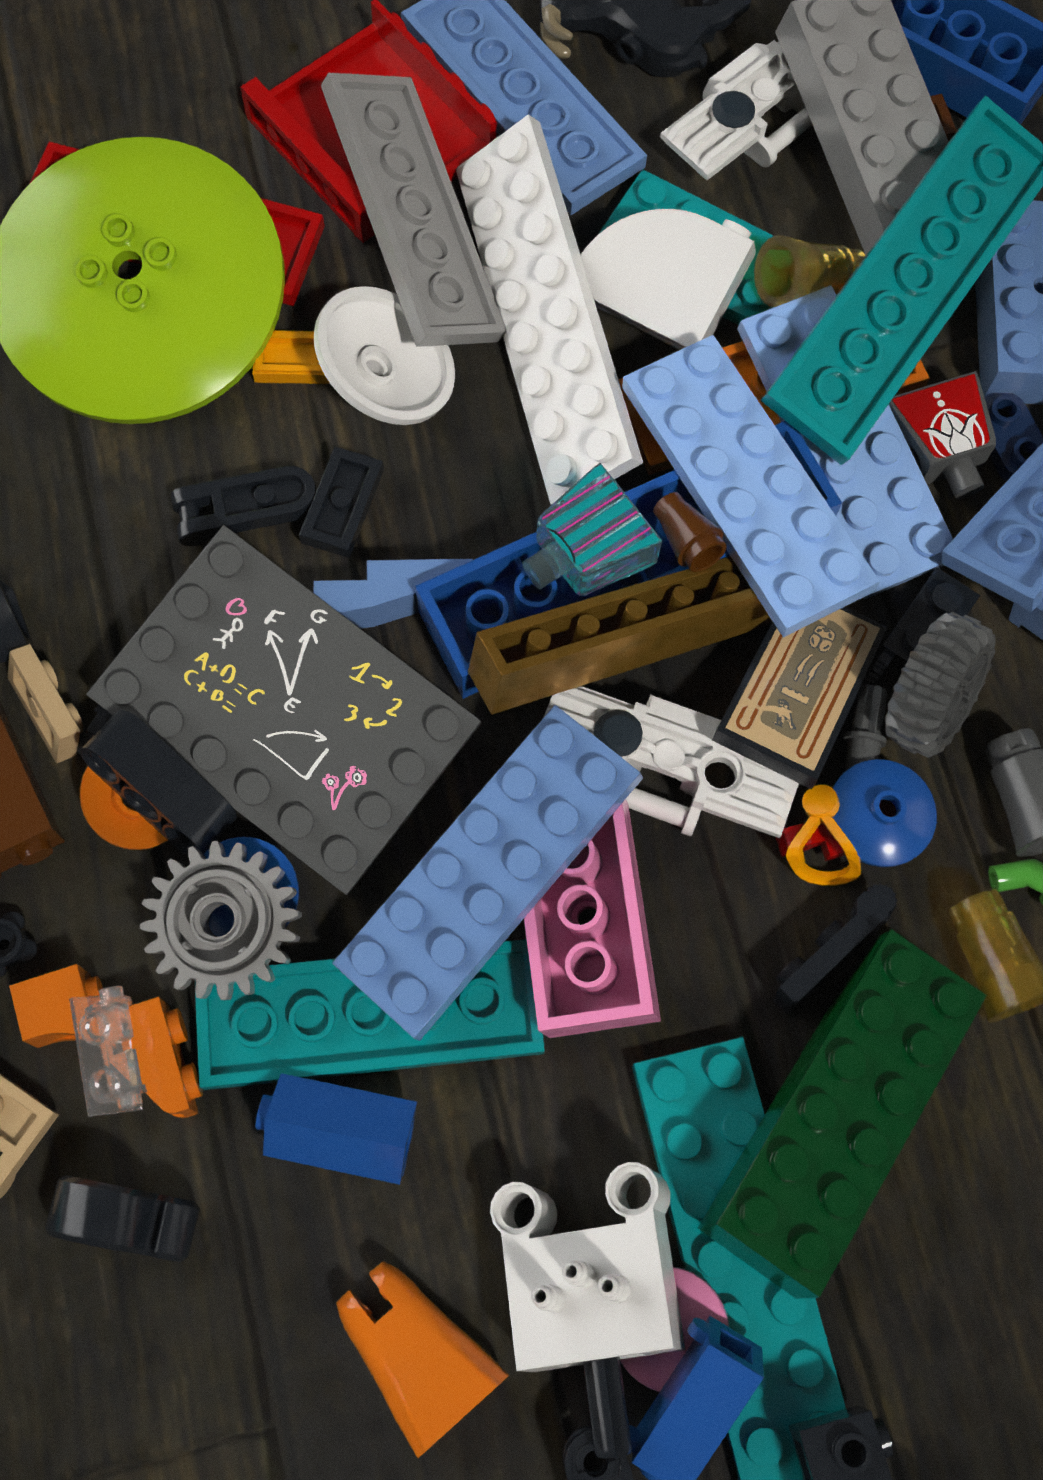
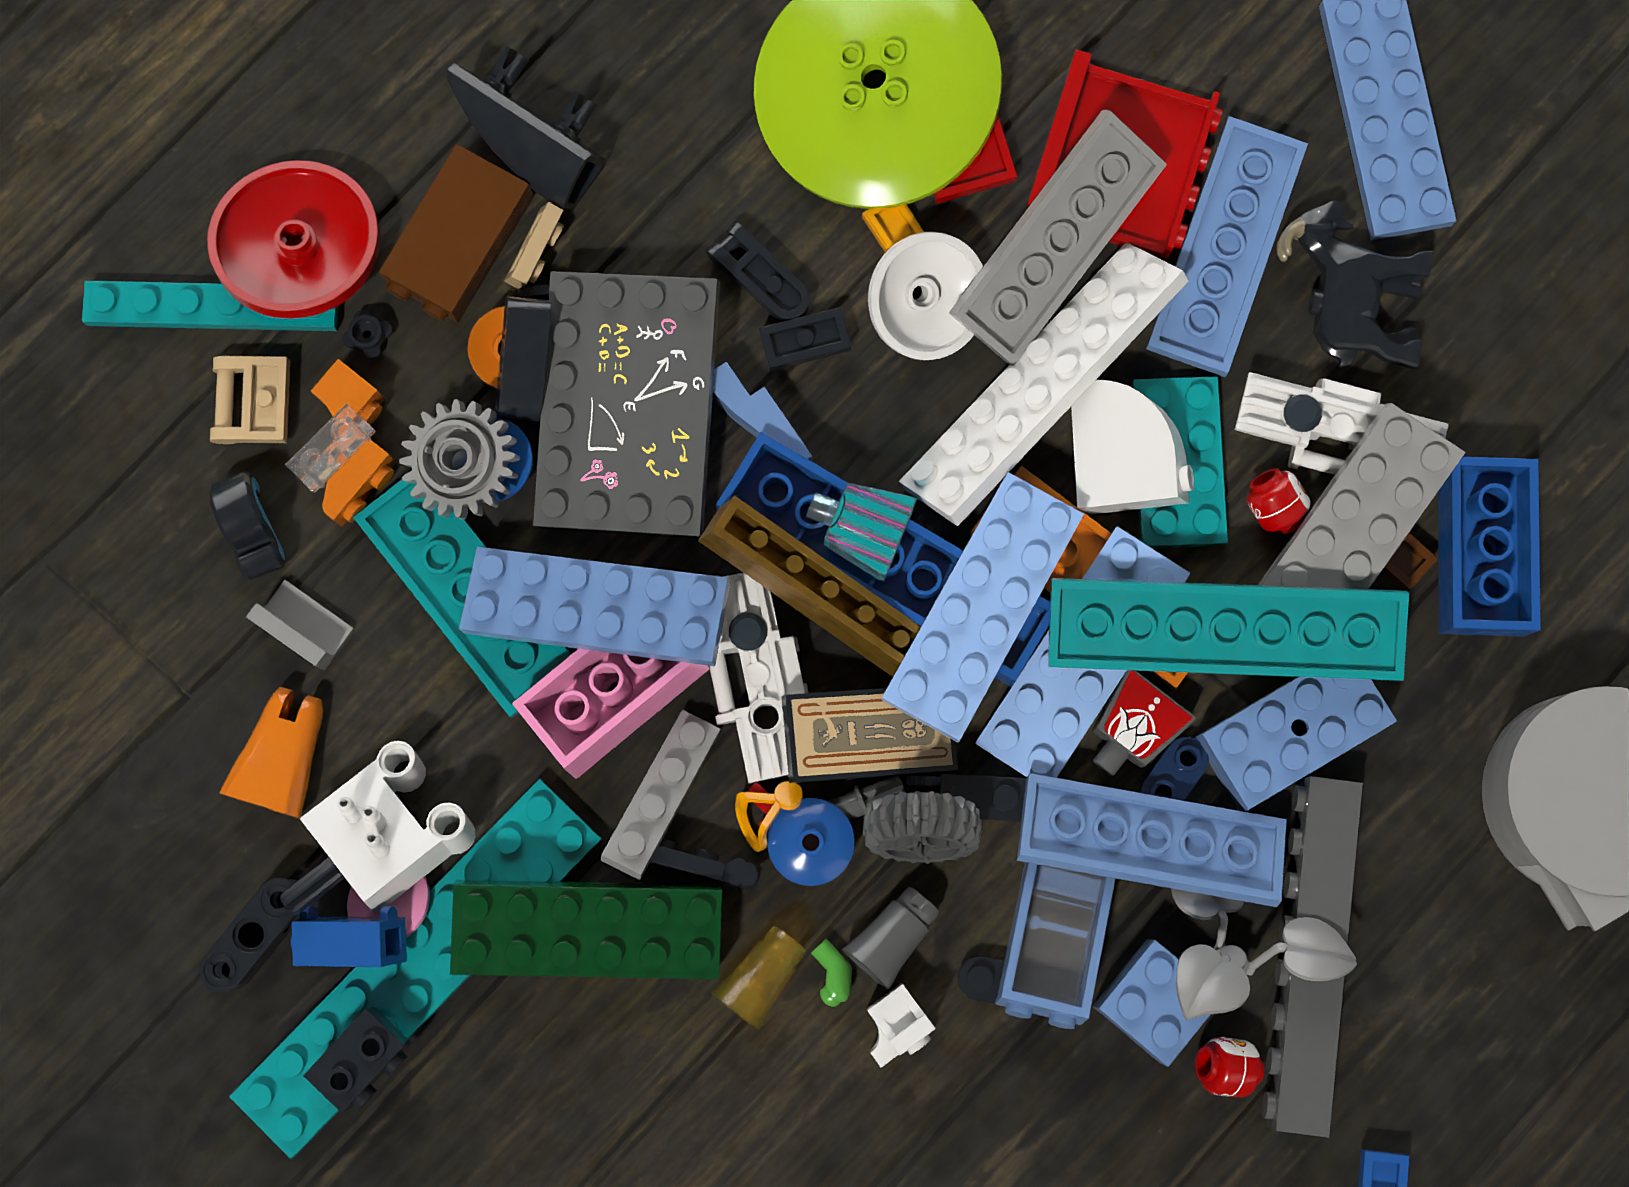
camera: 60 degrees right, 10 degrees up
(280, 1229) = (302, 625): none -> light grey panel
(337, 1128) = (380, 619): blue brick -> none
(691, 535) = (913, 591): reddish brown cone -> none
(740, 939) = (660, 795): none -> light grey plate
(794, 268) = (1198, 548): clear yellow plant -> none
(799, 187) = (1278, 501): none -> red head

